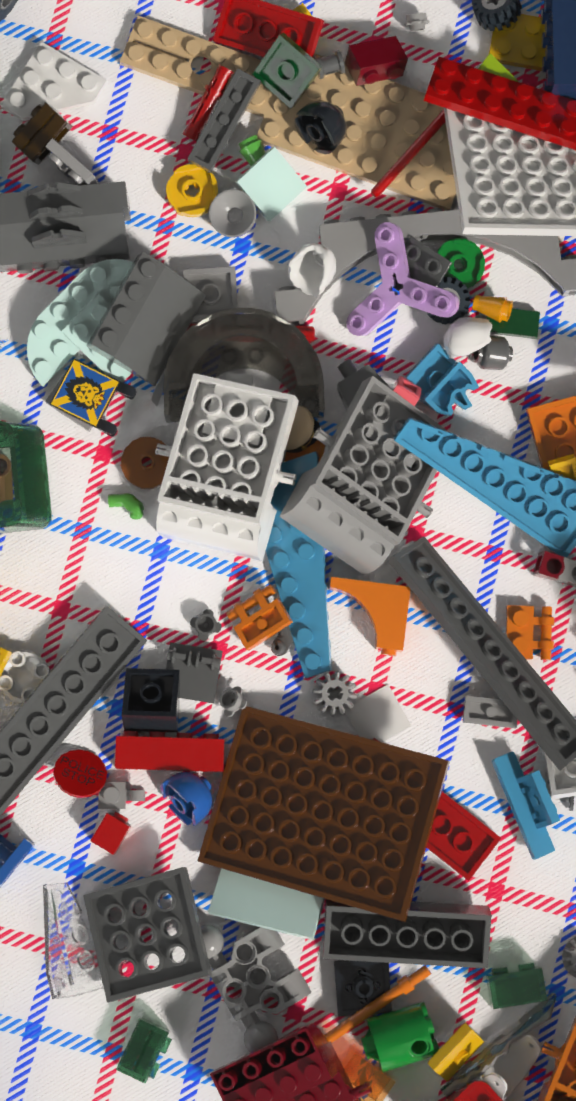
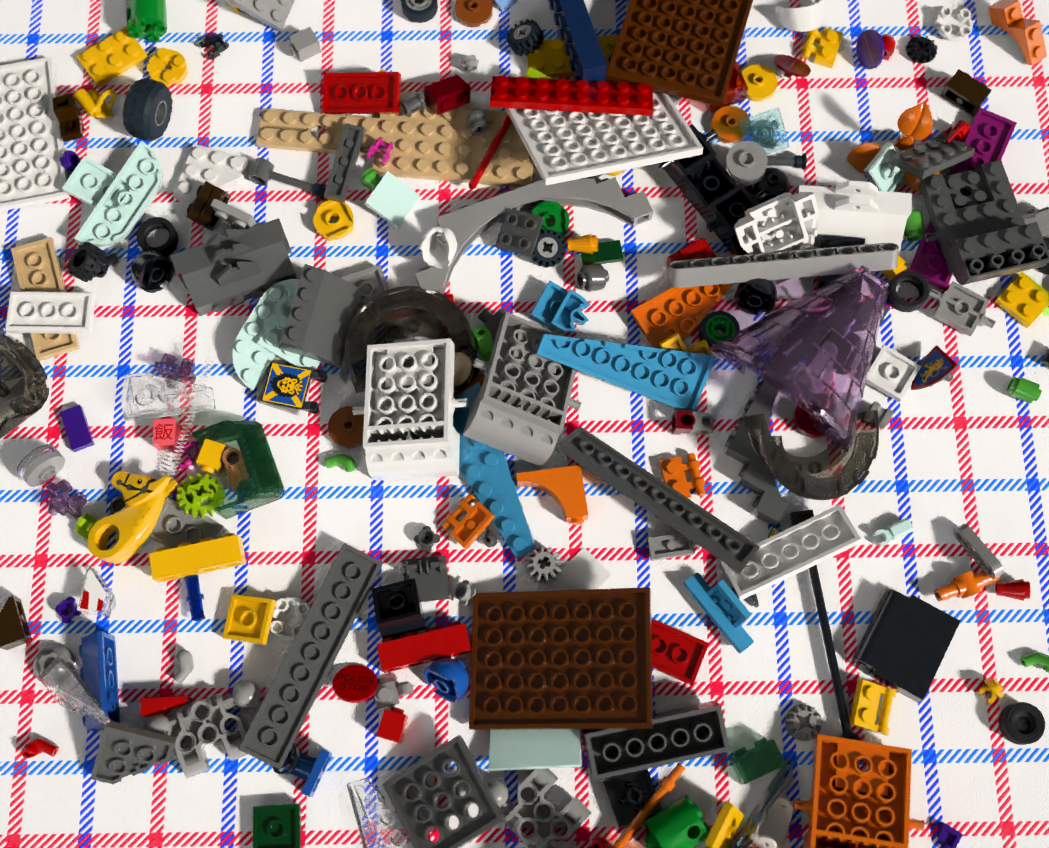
camera: 10 degrees left, 10 degrees down
(119, 104) = (263, 172): none -> dark grey piece
(213, 93) = (330, 151): red pin -> none
(223, 204) = (365, 218): light grey piece -> none
(267, 111) = (373, 149): none -> dark pink piece
(287, 70) = (382, 114): plate -> none
(322, 125) = (418, 147): black cylinder -> none
(334, 404) = (483, 342): none -> bright green piece
(384, 300) = (521, 246): lavender piece -> none
(403, 110) = (477, 122): none -> dark grey wheel
(407, 390) = (536, 318): coral tile -> none
(466, 336) = (569, 268): white hair -> none

